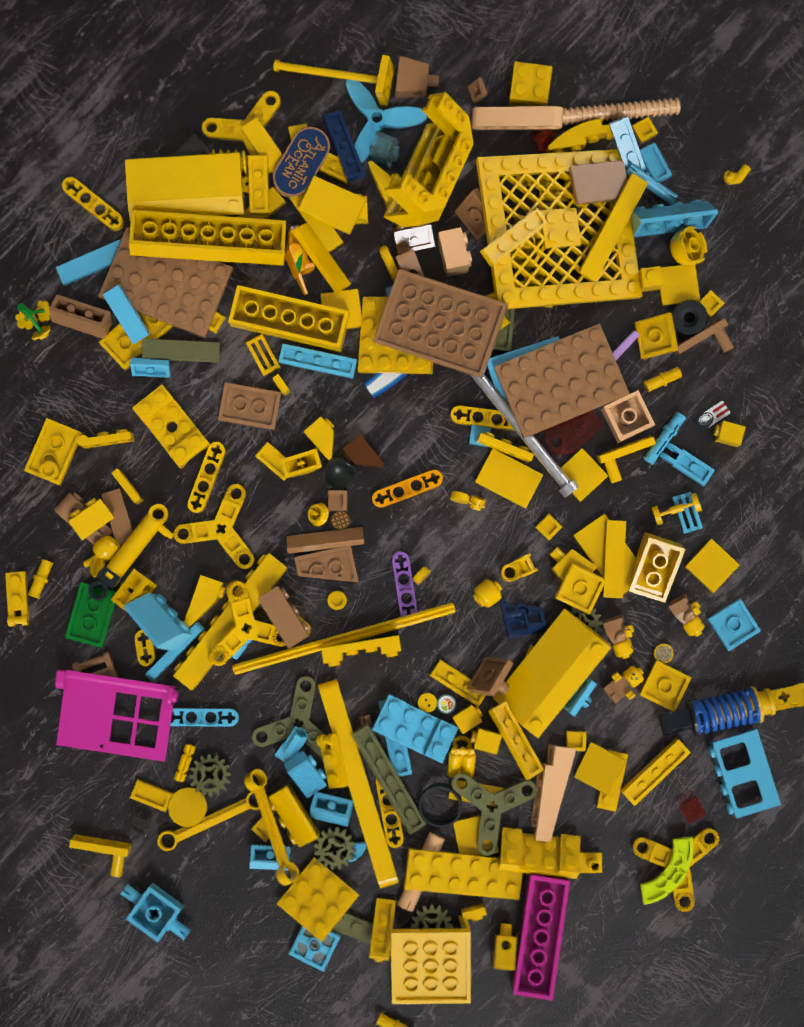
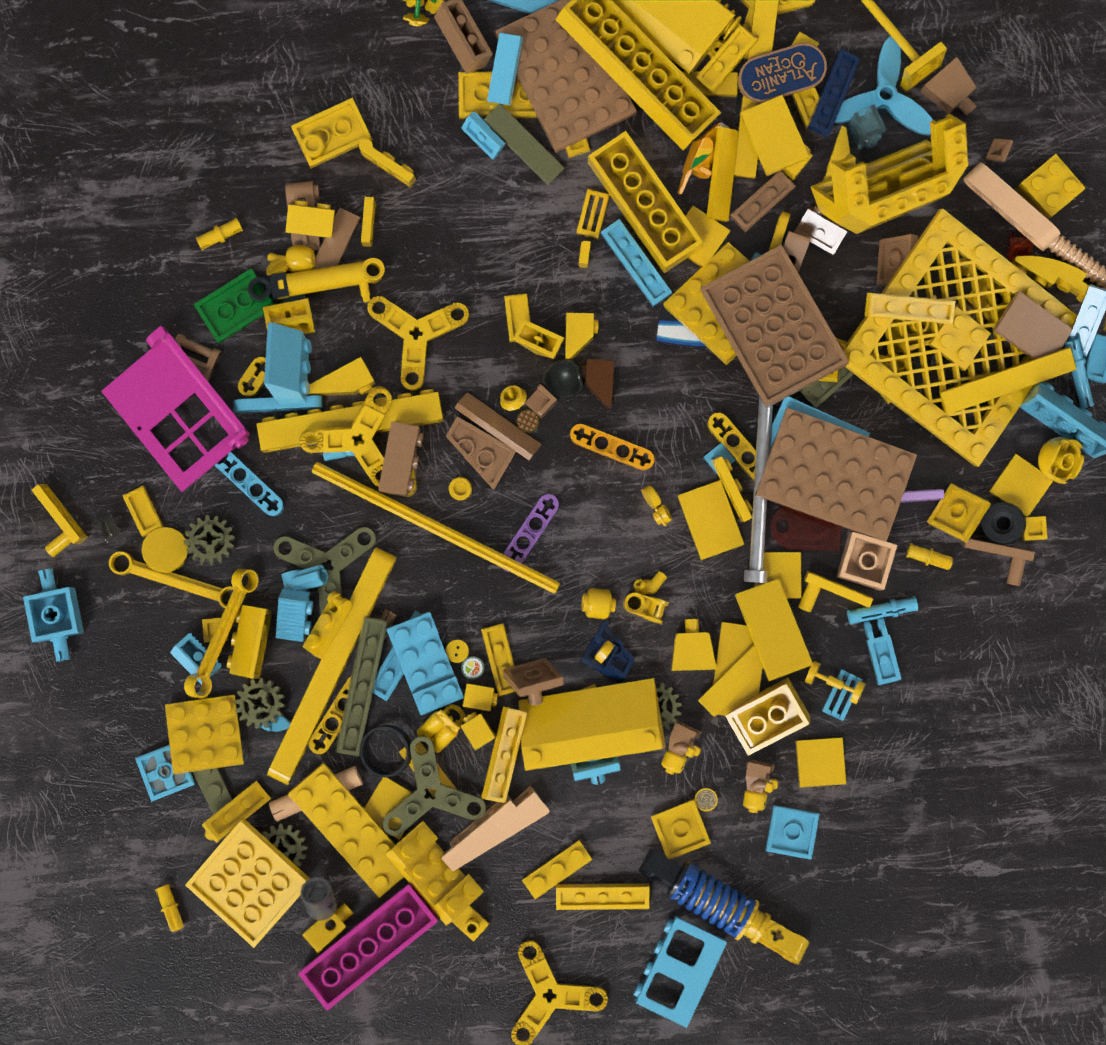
camera: 40 degrees right, 0 degrees up
(17, 598) = (183, 233): yellow plate -> none
(157, 412) = (454, 180): yellow piece -> none
(184, 763) = (197, 509): yellow axle -> none
(209, 478) = (446, 280): yellow beam -> none
(249, 406) = (539, 248): medium nougat plate -> none
(331, 809) = (287, 666): medium azure brick -> none
(334, 654) = (414, 533): yellow piece -> none
(361, 252) = (762, 201): none -> medium nougat tile
(421, 575) = (554, 534): yellow tile -> none
(453, 252) = (843, 277): light nougat brick -> none
(474, 912) = (328, 871): yellow bracket -> none
(484, 936) = (318, 898): none -> flat silver wheel
(509, 553) = (650, 586): none -> yellow arm
(518, 619) = (604, 651): none -> yellow tile
(548, 527) = (706, 595): yellow tile -> none
(576, 740) = (558, 805): yellow tile -> none
(580, 588) = (683, 673): yellow tile -> none
(600, 768) = (556, 848): yellow tile -> none
(610, 511) = (773, 629): none -> yellow tile
(622, 685) = (643, 793): piece -> none
(650, 279) = (1000, 457): yellow brick -> none
(672, 874) = (534, 1000): neon yellow tile -> none
(692, 810) = (604, 961): clear red plate -> none
(711, 416) = (943, 629): sticker -> none
(729, 433) = (944, 659): yellow brick -> none

